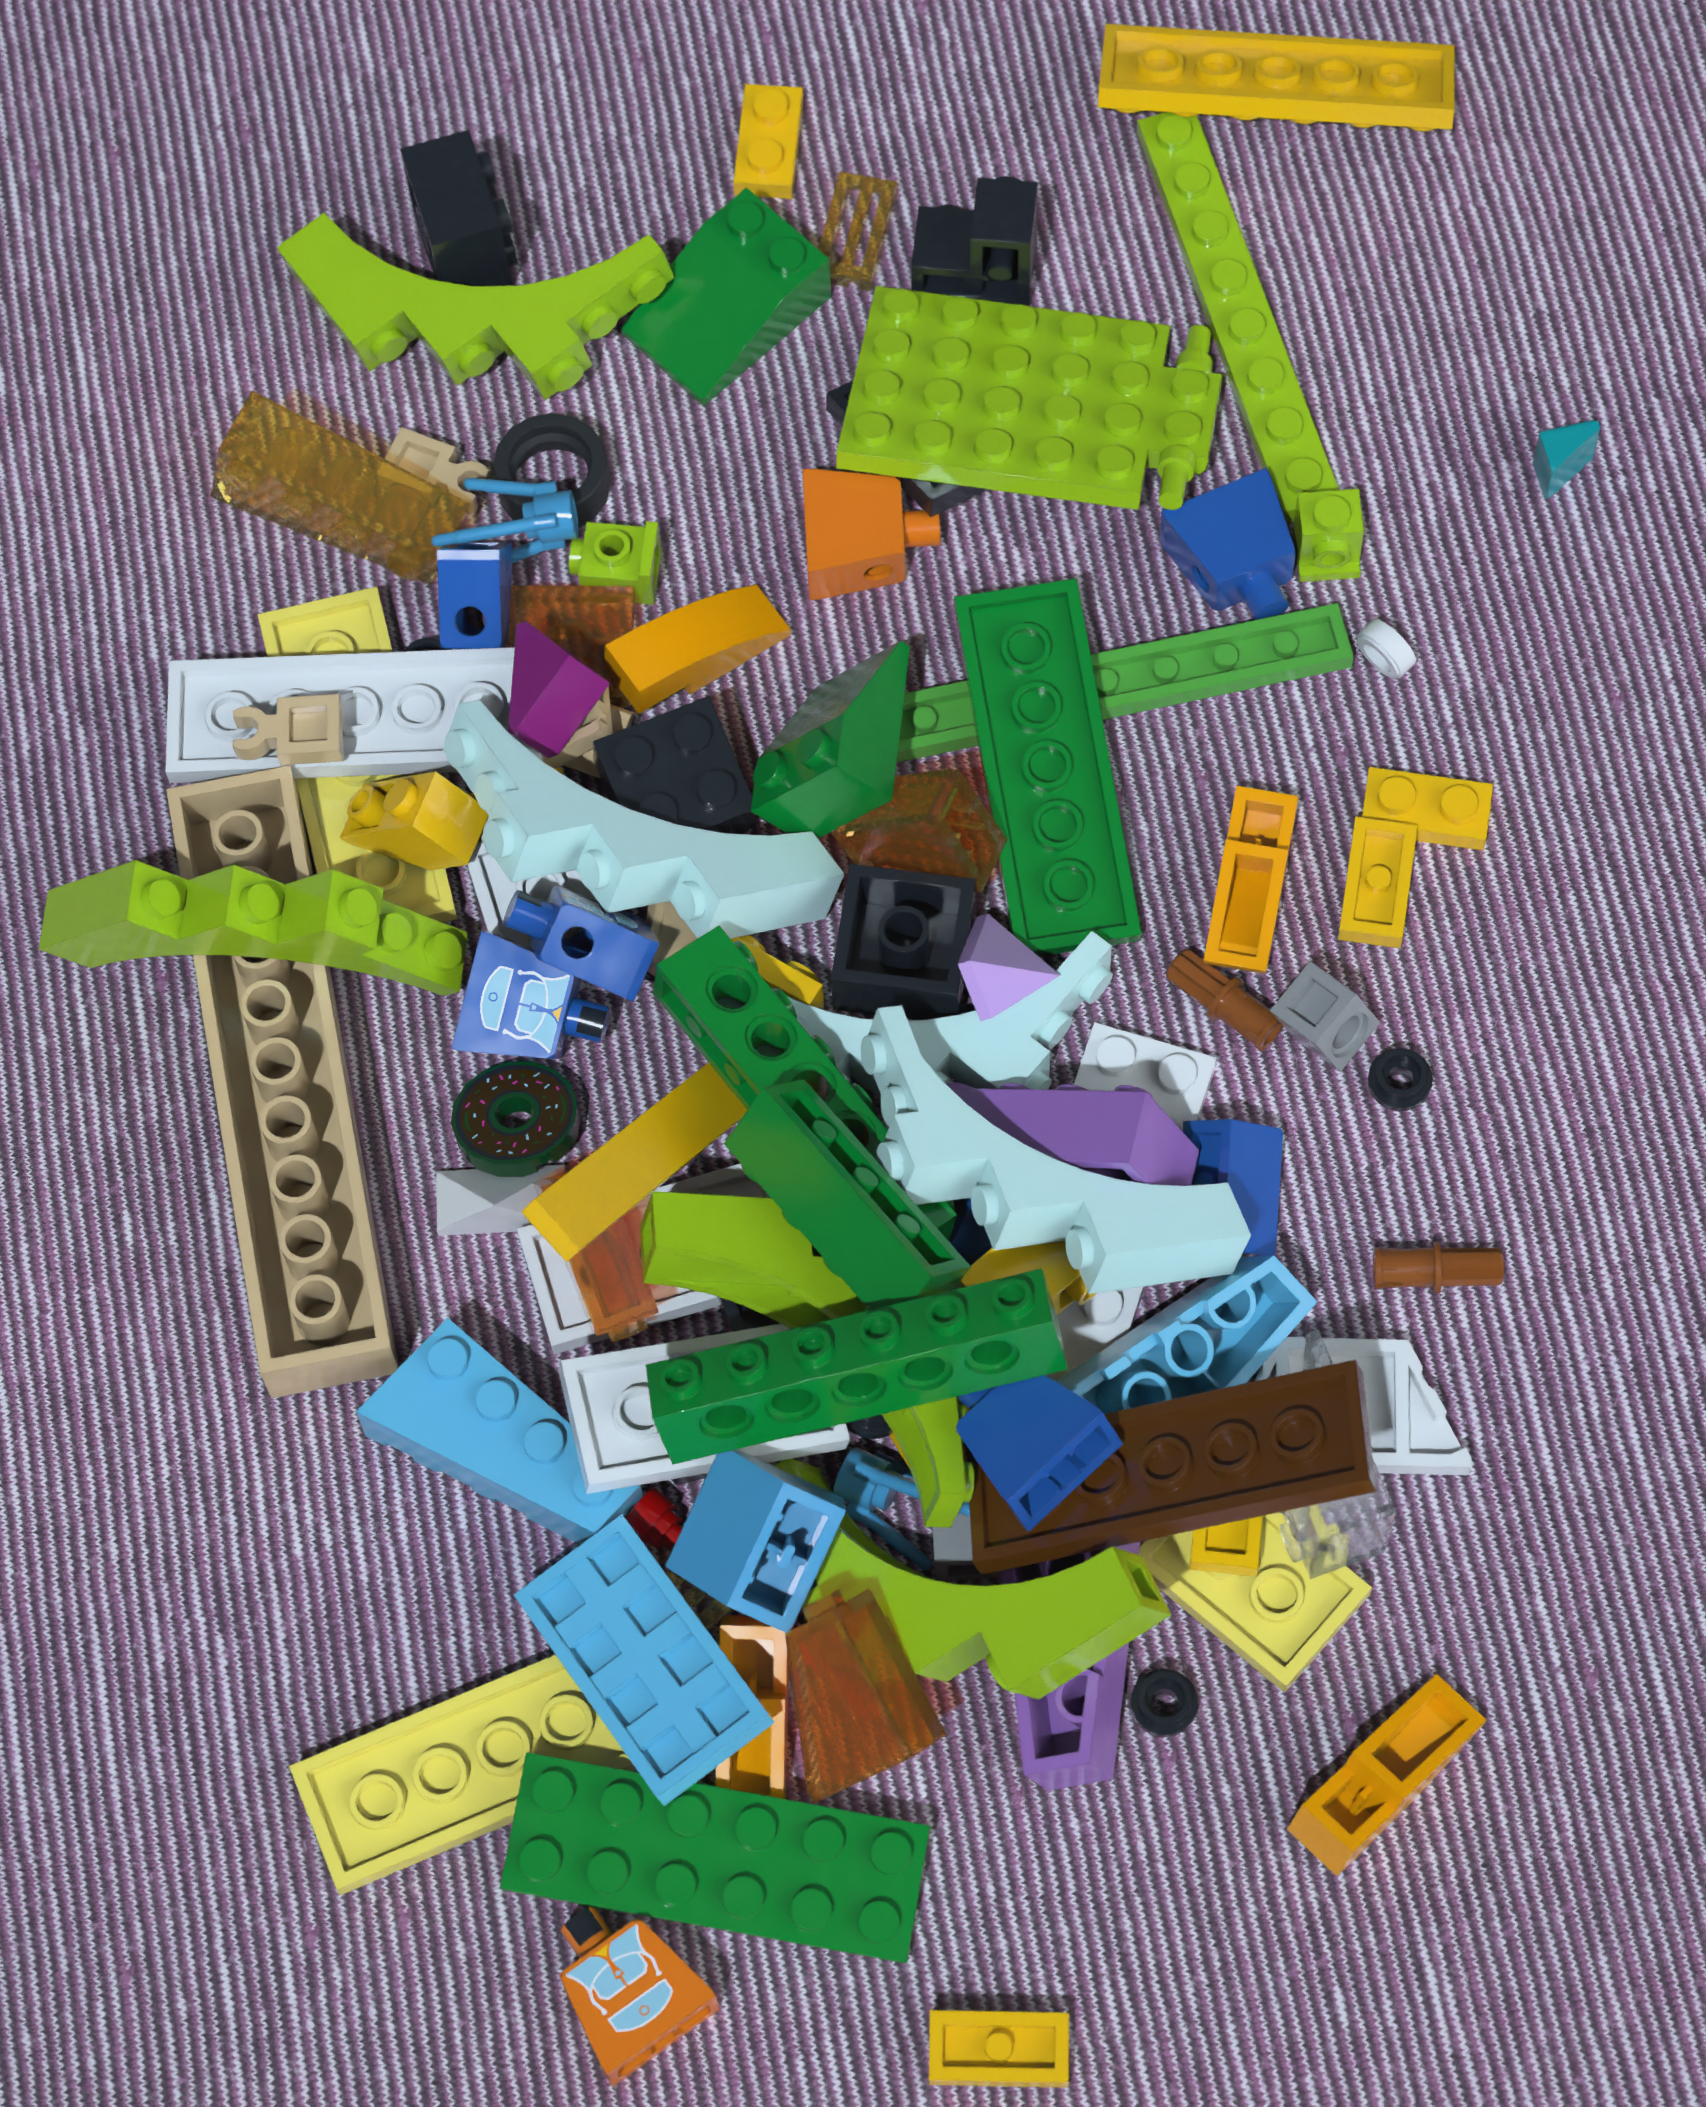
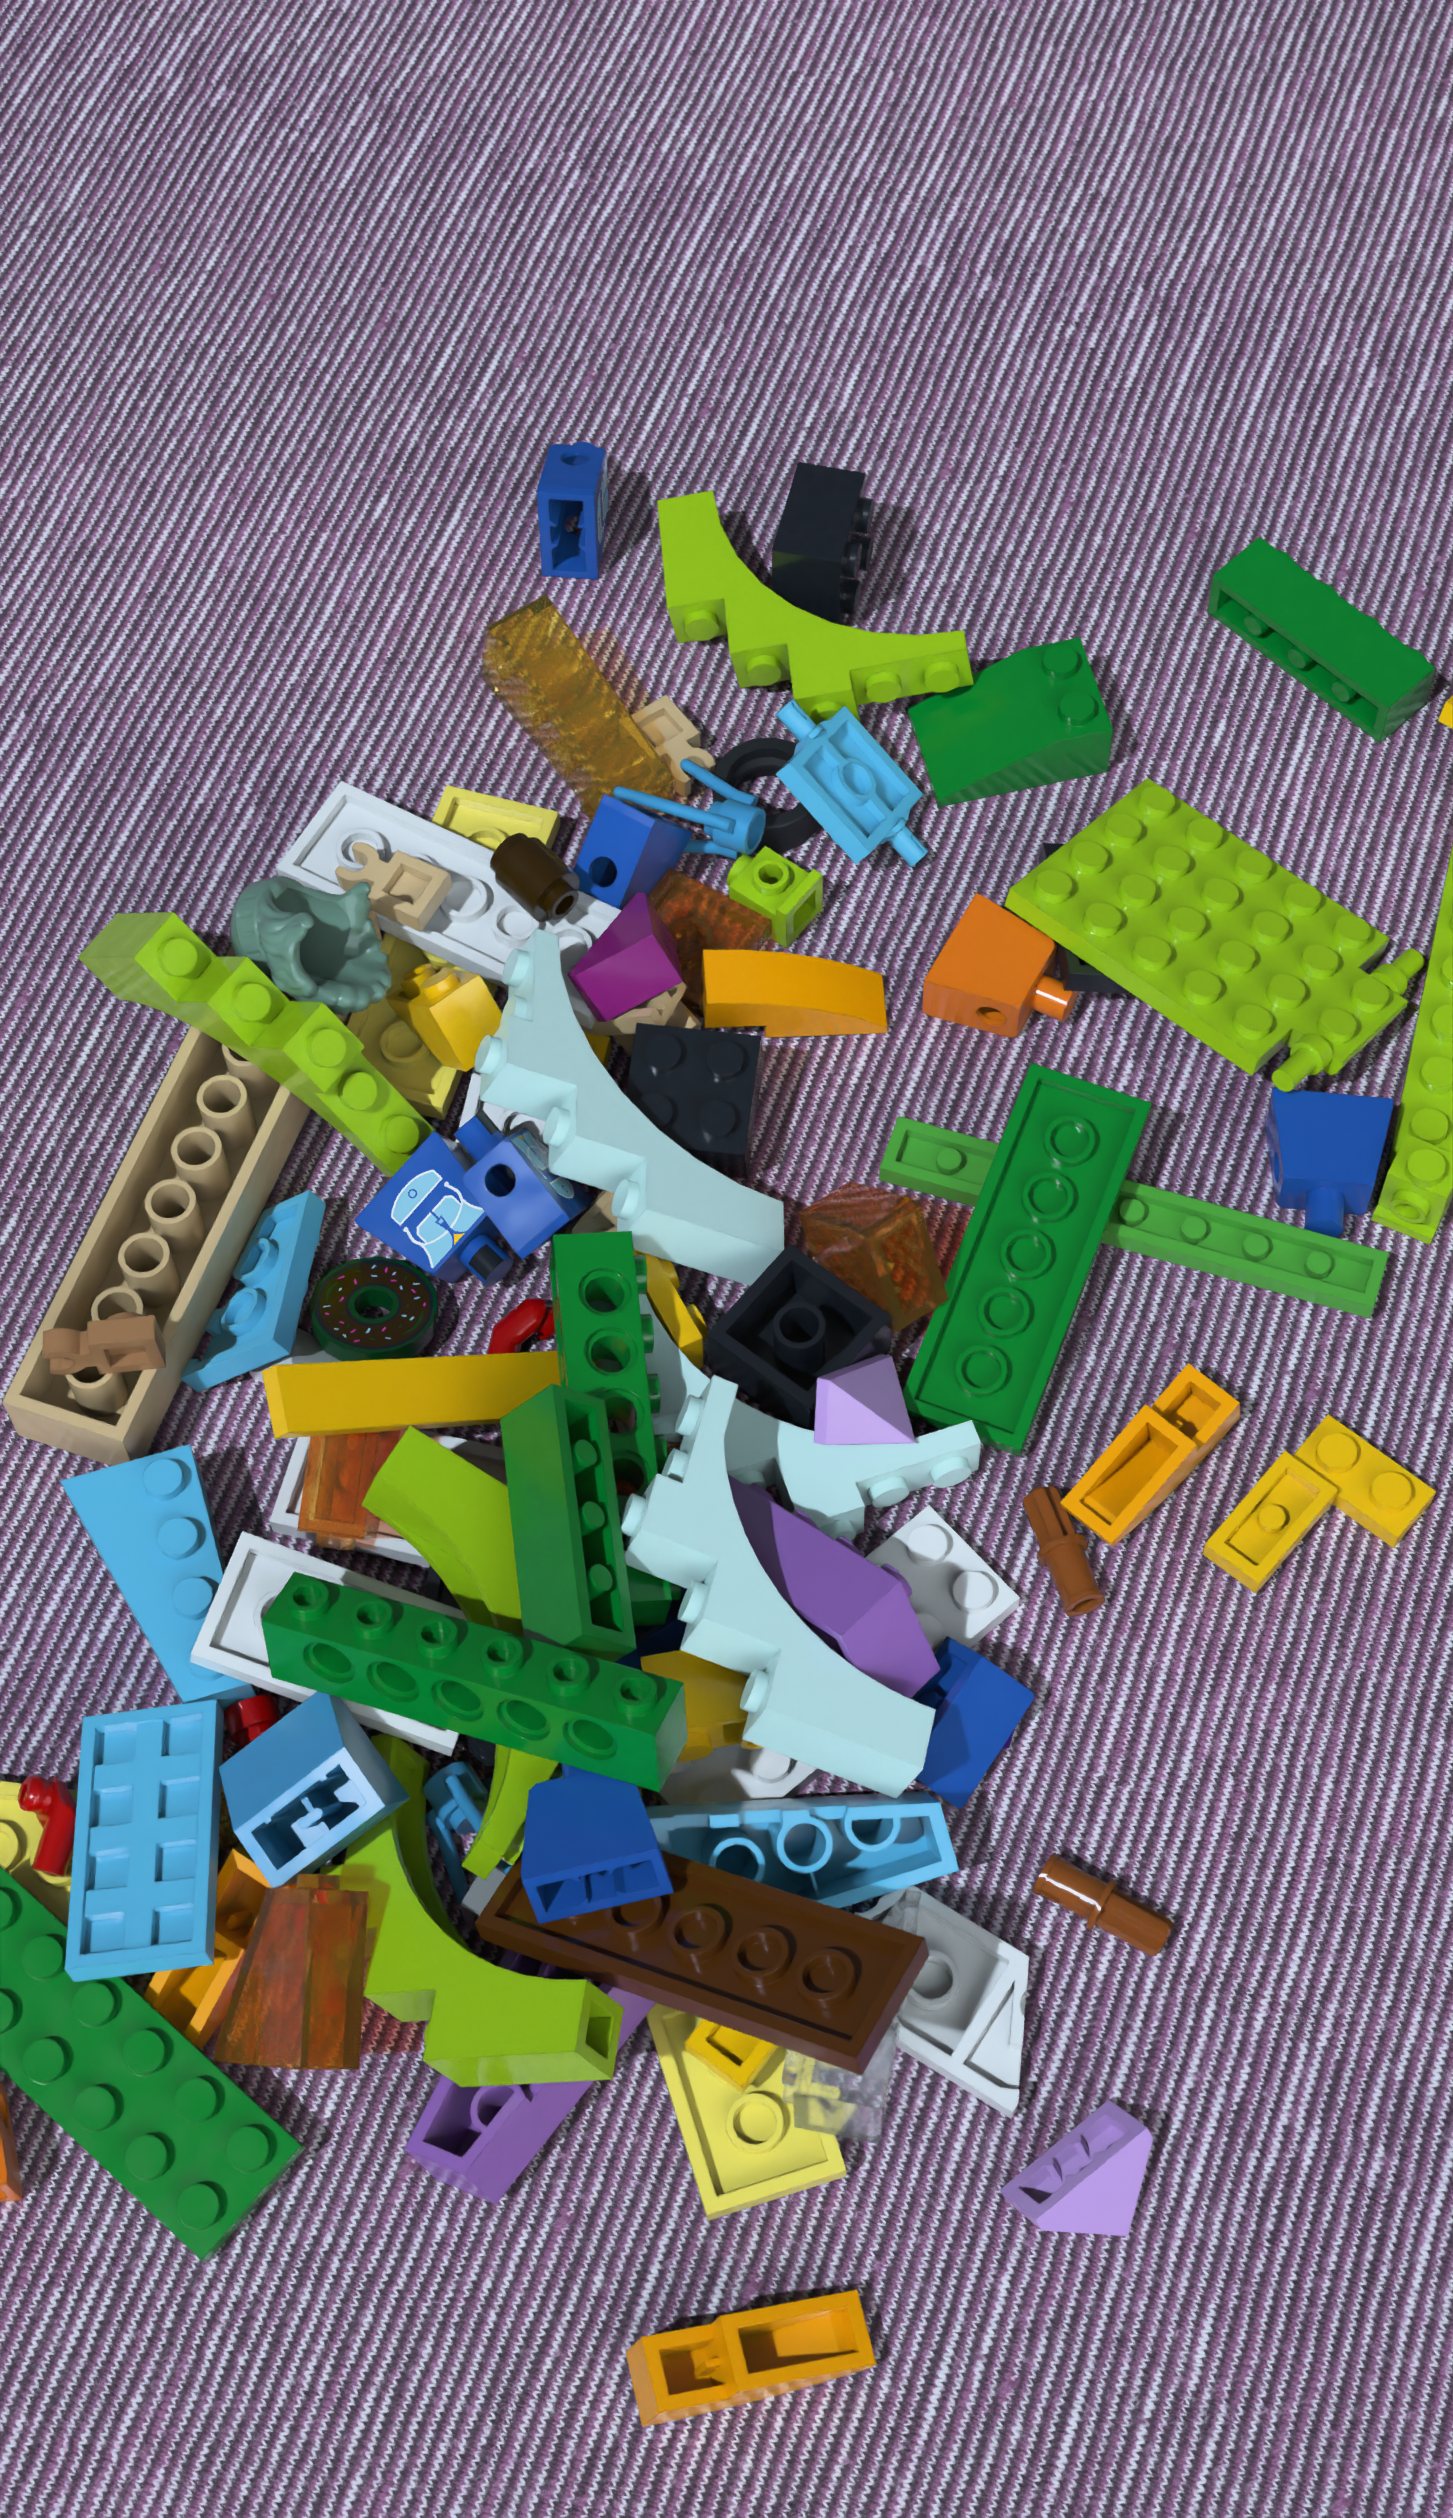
camera: 30 degrees right, 5 degrees down
(193, 266) = (573, 486): none -> blue torso
(267, 822) = (312, 942): none -> sand green hair
(335, 1267) = (113, 1345): none -> medium nougat plate
(414, 1155) = (266, 1307): none -> medium azure wing
(417, 658) = (535, 877): none -> dark brown brick
(549, 1687) = (57, 1816): none -> red arm
(628, 427) = (850, 784): none -> medium azure plate
(648, 1060) = (518, 1325): none -> red arm
(768, 140) = (1135, 618): yellow plate -> none
(836, 749) = (843, 1145): green slope -> none
(846, 270) = (1151, 764): clear yellow tile -> none
(946, 80) = (1320, 639): none -> green brick
(980, 250) = (1260, 789): black brick -> none
(999, 2048) = (228, 2394): yellow plate -> none
(1164, 1683) = (583, 2141): black plate -> none
(1325, 1016) = (1138, 1614): light grey brick -> none
(1385, 649) = (1409, 1317): white tile -> none
(1405, 1063) = (1181, 1694): black plate -> none
(1554, 1483) = (1087, 2177): none -> lavender slope

